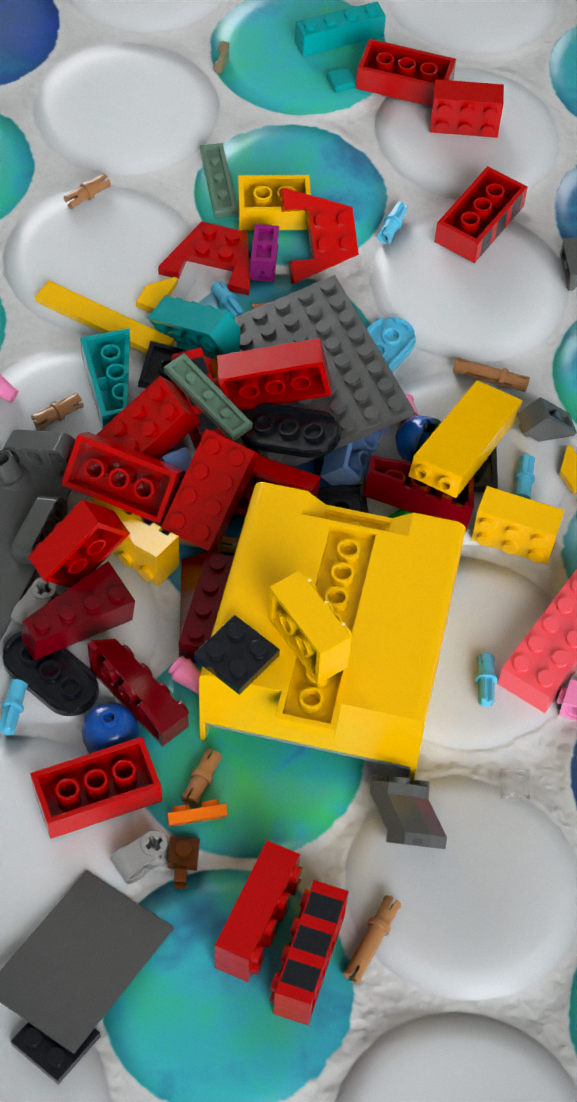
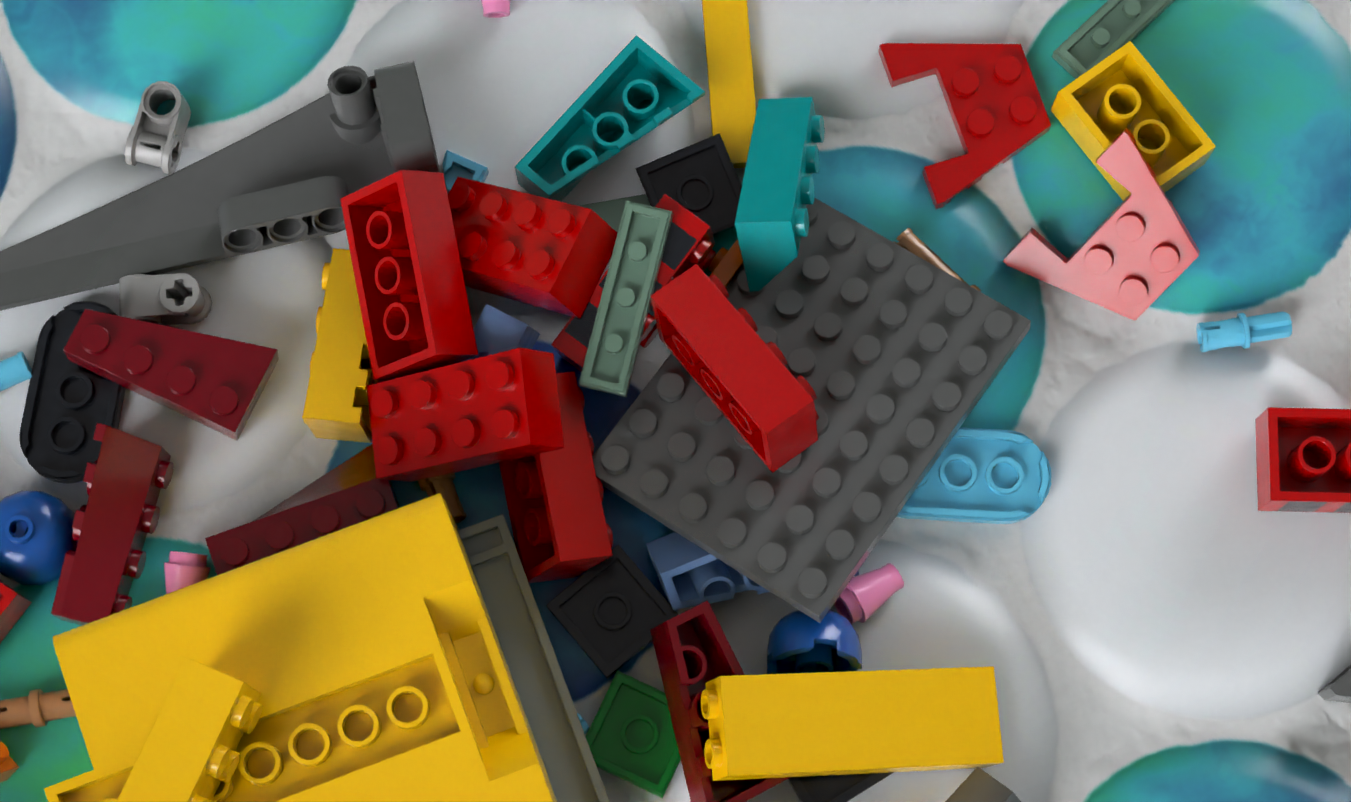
camera: 60 degrees right, 20 degrees up
(57, 411) = (511, 91): medium nougat pin -> none
(78, 544) = (261, 293): red brick -> none
(155, 292) = (830, 78): yellow tile -> none
(226, 299) = (890, 189): medium azure axle -> none
(236, 654) = (107, 668): black plate -> none
(264, 253) = (1016, 181): magenta hinge -> none
(292, 431) = (666, 456): black tile -> none
(501, 377) = (1038, 679): medium nougat pin -> none

